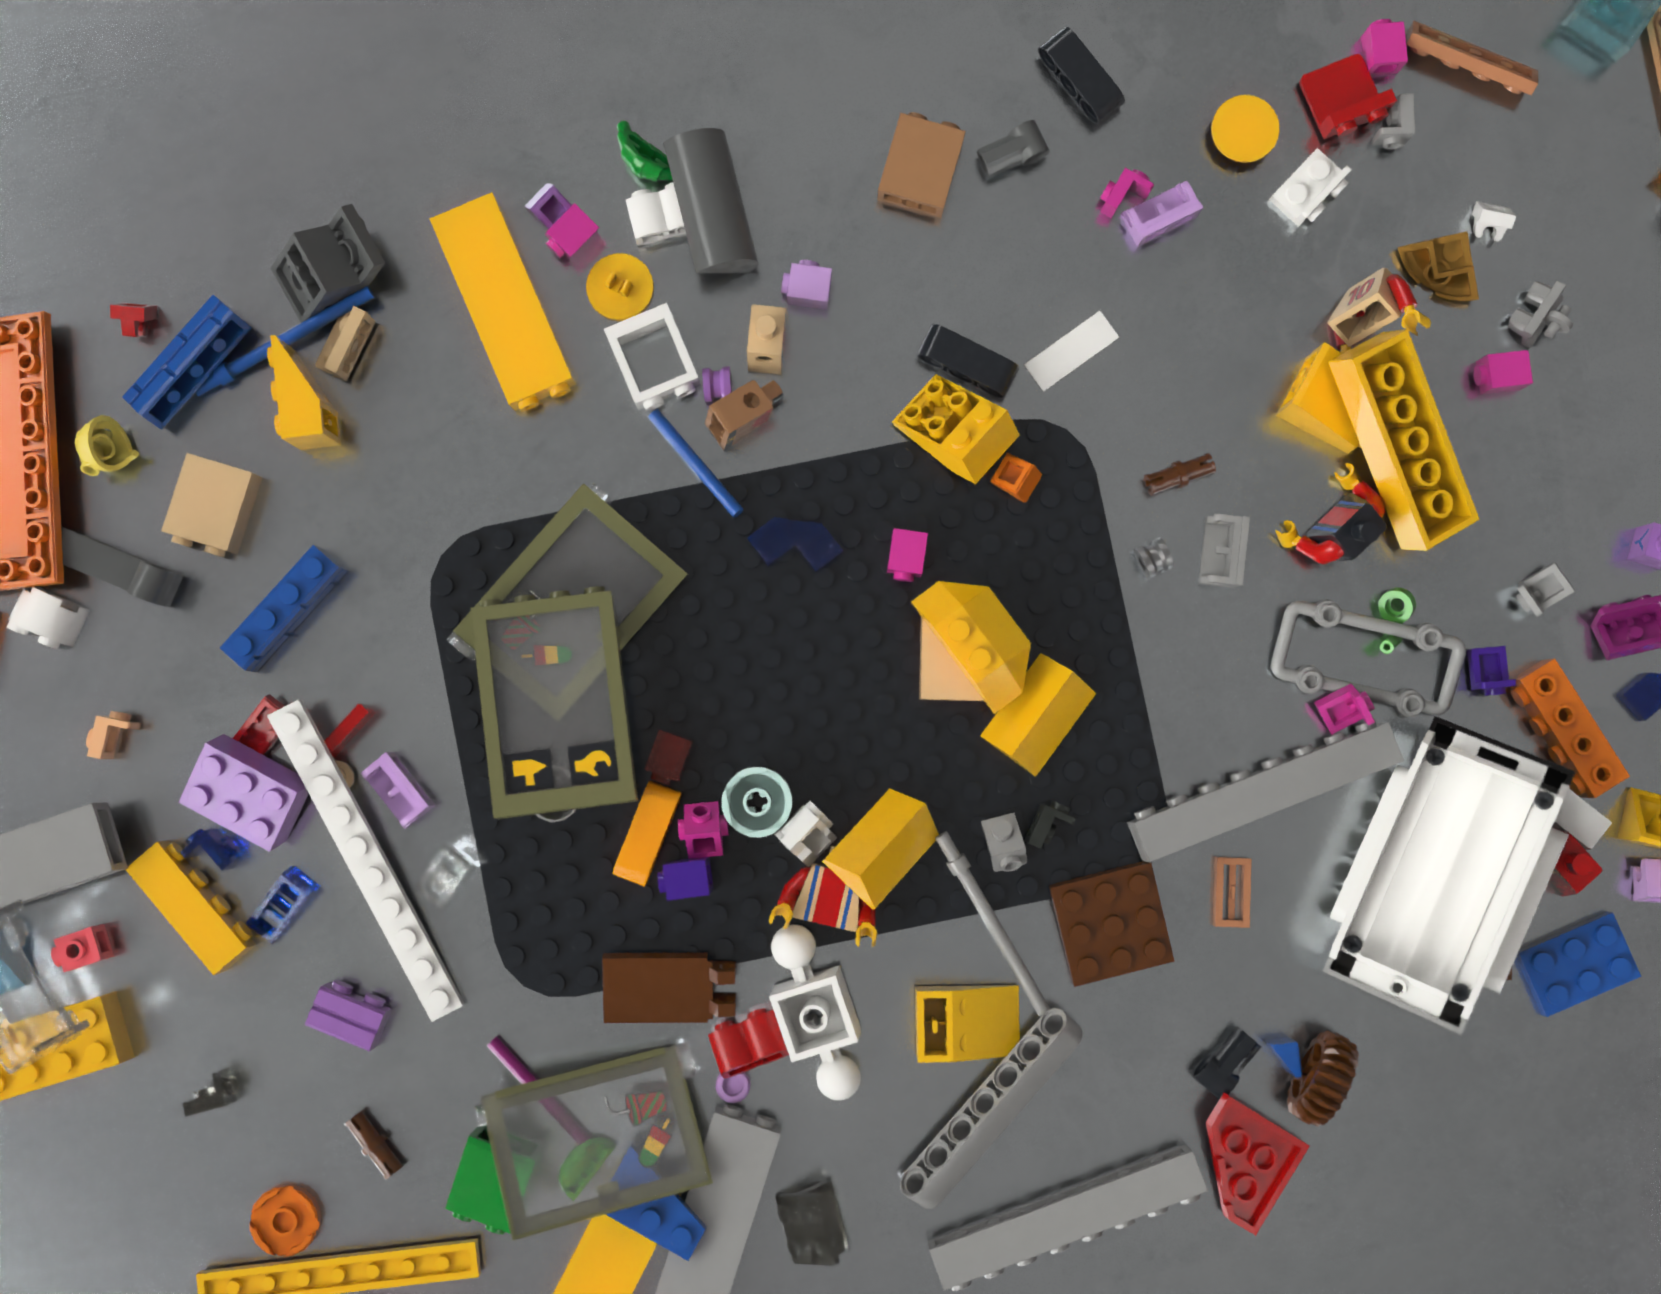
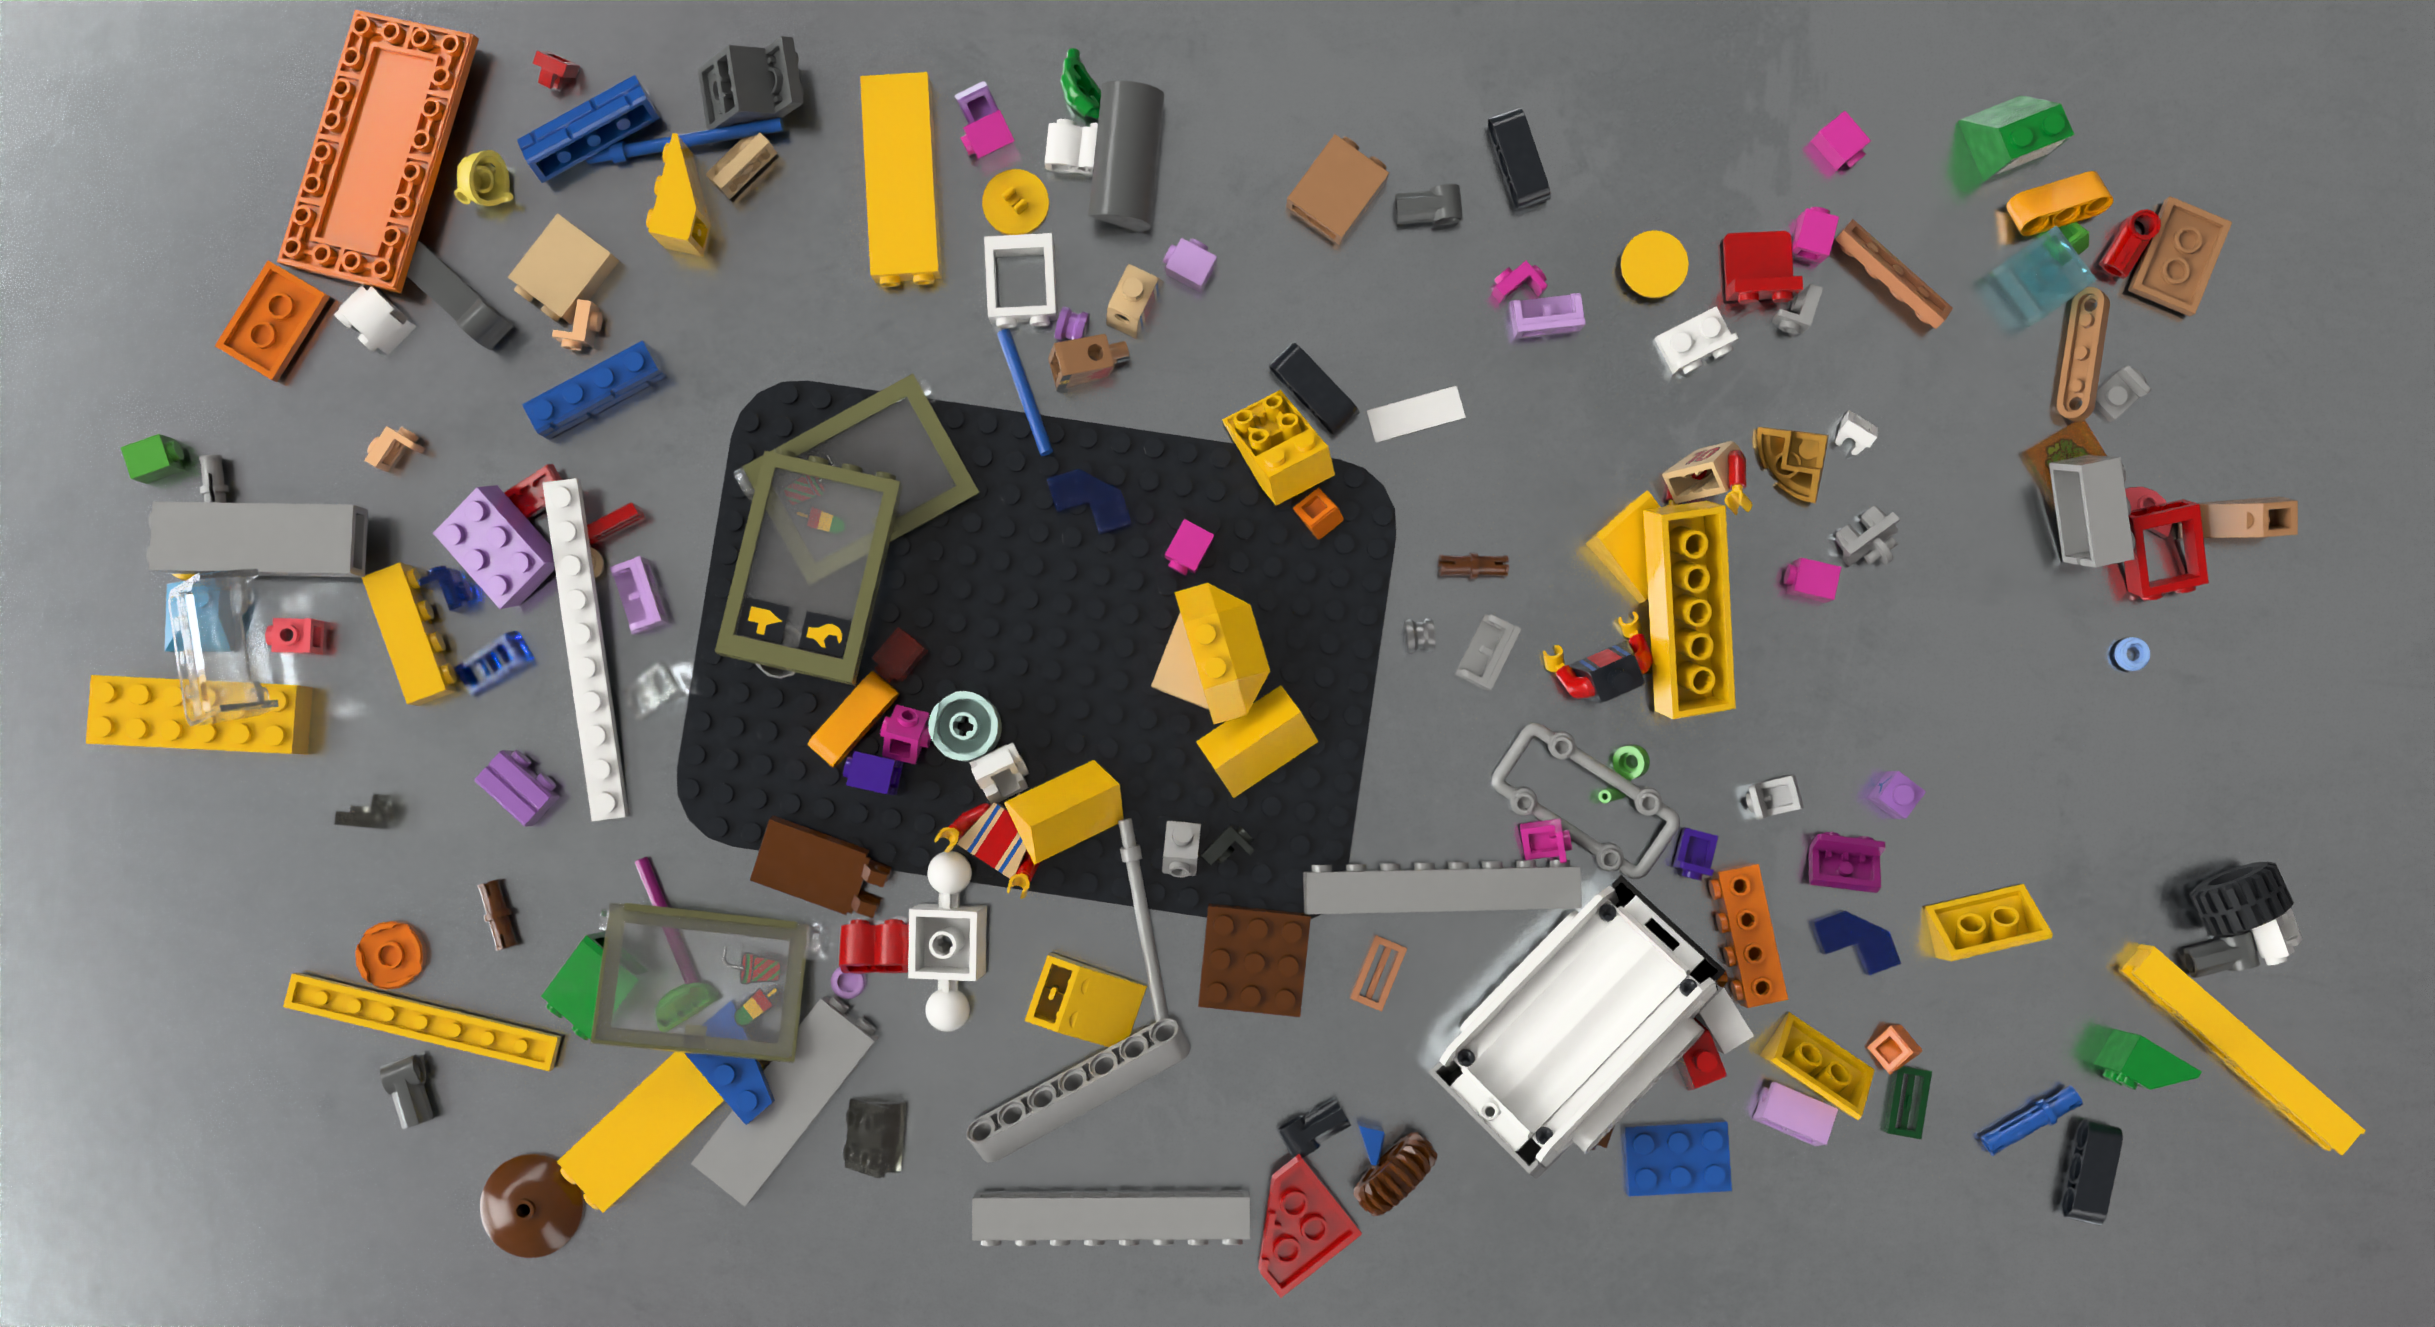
camera: 20 degrees right, 0 degrees up
(253, 549) = (586, 324): none -> light nougat bracket

